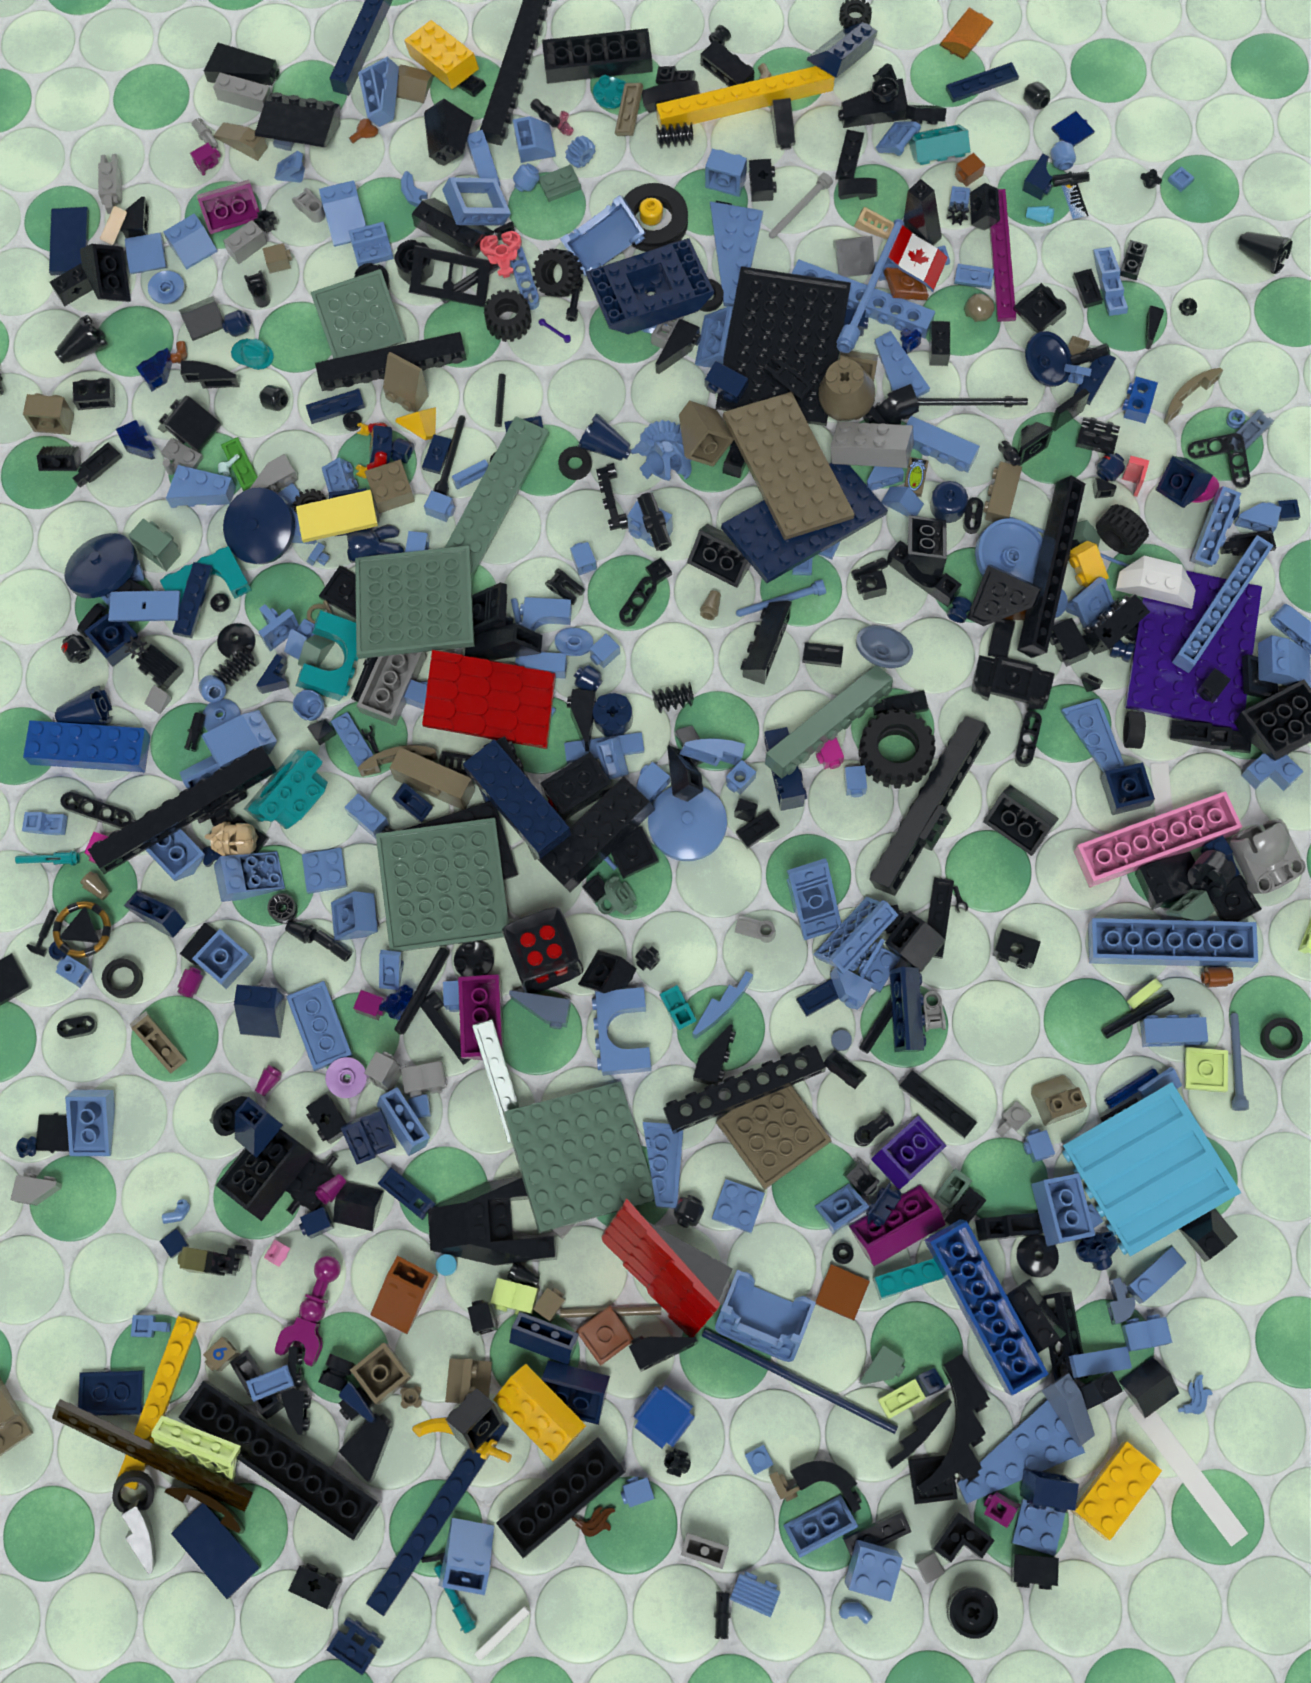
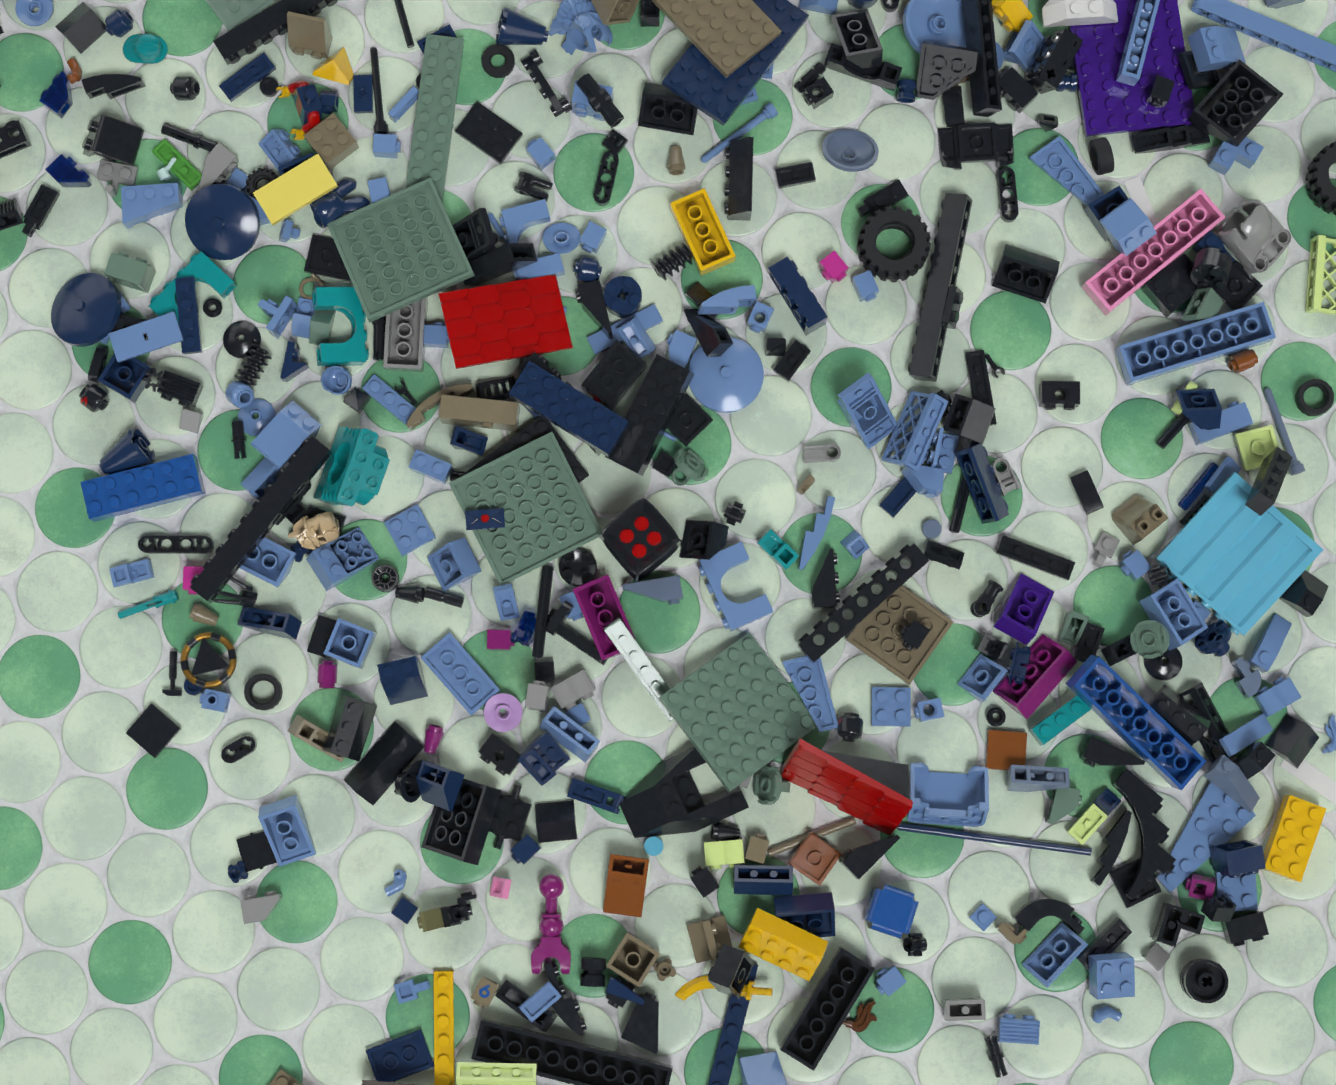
camera: 25 degrees left, 10 degrees up
(141, 882) = (245, 597): none -> black plant
(191, 1041) = (350, 728): none -> black slope
(206, 1090) = (383, 763): none -> black slope
(266, 448) = (197, 141): none -> black pin
(330, 1189) = (527, 818): magenta cone -> none
(397, 880) = (485, 519): none -> dark blue tile
(403, 1051) = (544, 671): none -> black plate
(434, 1001) = (559, 618): none -> black beam
(541, 525) = (488, 133): none -> black plate
(584, 1243) = (769, 785): none -> sand green tile
(712, 678) = (702, 232): none -> yellow brick
(729, 954) = (806, 484): none -> dark tan tile
(758, 1030) = (854, 544): none -> medium blue slope
(784, 1139) = (913, 635): none -> black brick
(784, 1217) = (937, 710): none -> medium blue brick
(829, 721) = (825, 239): sand green brick -> none
(863, 1331) = (1036, 778): none -> sand blue slope
(943, 1331) = (1103, 754): none -> black slope
(1011, 1537) = (1218, 908): none -> black brick
(1012, 1056) = (1087, 492): none -> black slope
(1028, 1224) = (1150, 639): none -> sand green tile
(1060, 1163) = (1159, 575): none -> black gear
(1137, 803) = (1127, 227): none -> medium blue slope
(1157, 1006) = (1201, 407): none -> dark blue slope
(1204, 1102) = (1269, 481): none -> black brick

